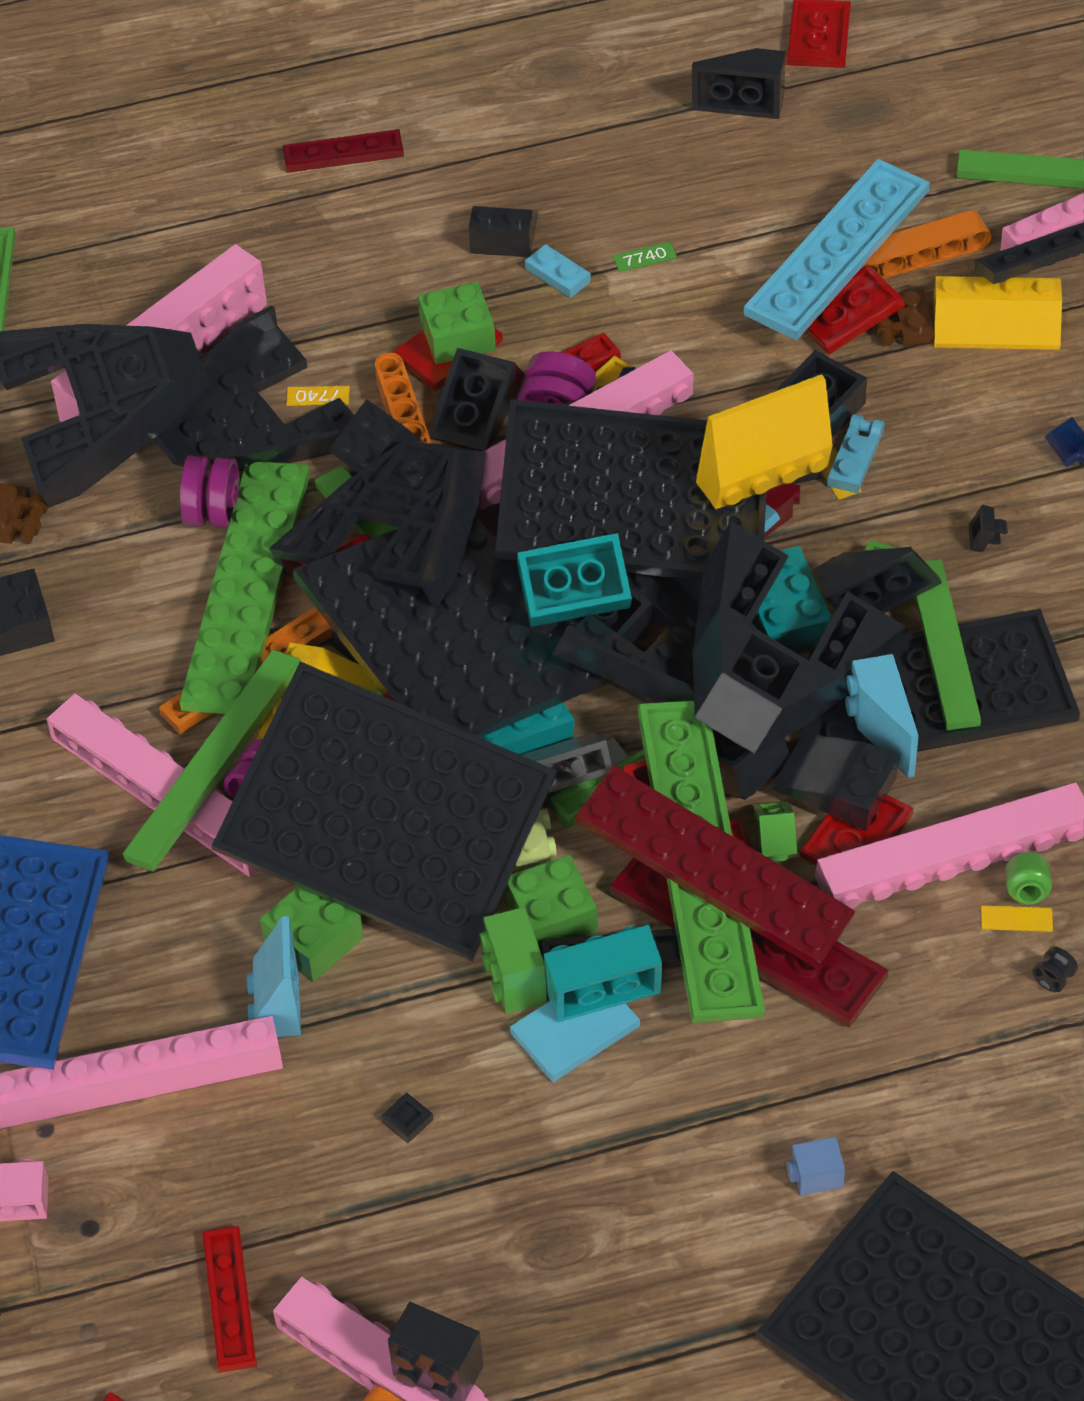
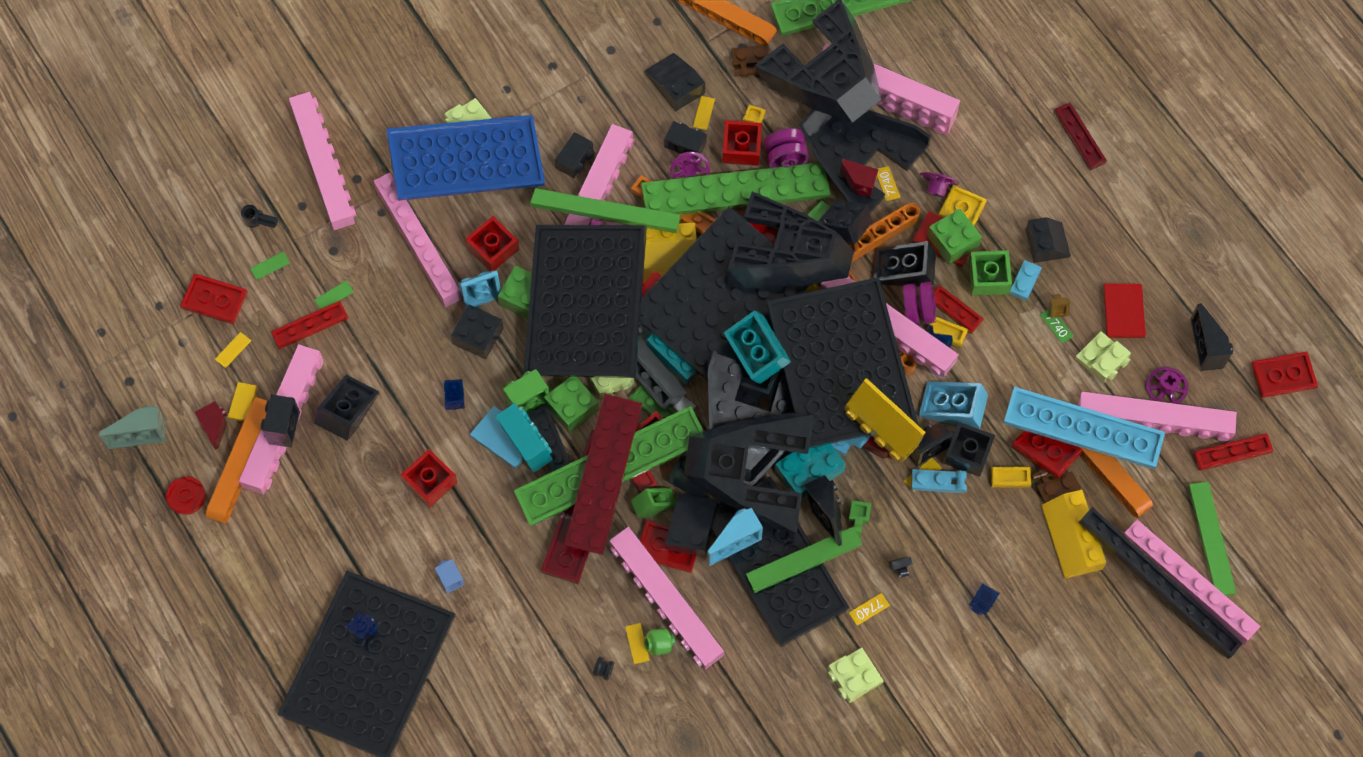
camera: 70 degrees right, 15 degrees up
(73, 1345) = (270, 265): none -> bright green sticker
(75, 795) = (574, 155): none -> black brick
(76, 602) = (704, 112): none -> yellow sticker
(117, 534) = (754, 114): none -> yellow tile
(122, 631) = (685, 139): none -> black brick
(166, 551) = (742, 143): none -> red brick
(173, 633) = (689, 165): none -> magenta wheel
(183, 1246) = (334, 295): none -> bright green sticker
(198, 952) = (492, 244): none -> red brick
(303, 410) = (859, 177): none -> dark red slope
(356, 327) = (938, 186): none -> magenta wheel
(358, 1017) = (477, 331): none -> black brick
(395, 313) = (966, 201): none -> yellow tile
(407, 1117) = (430, 373): black tile -> none
(428, 1264) = (345, 407): none -> black slope
(468, 1083) = (454, 394): none -> clear blue bracket
(534, 299) = (990, 273): none -> bright green brick
(619, 239) = (1059, 306): none -> pearl gold tile
(621, 1152) = (429, 478): none -> red brick
(653, 173) = (1124, 311): none -> red tile
(721, 212) = (1103, 357): none -> yellowish green plate
(734, 381) = (954, 403): none -> medium azure slope
(791, 153) = (1167, 384): none -> magenta wheel
(842, 166) = (1165, 416): none -> bright pink brick
(879, 366) = (1011, 477): none -> yellow tile
(885, 1311) = (362, 625): none -> clear blue bracket
(920, 116) = (1233, 452): none -> red tile
(1043, 593) = (869, 609): none -> yellow sticker

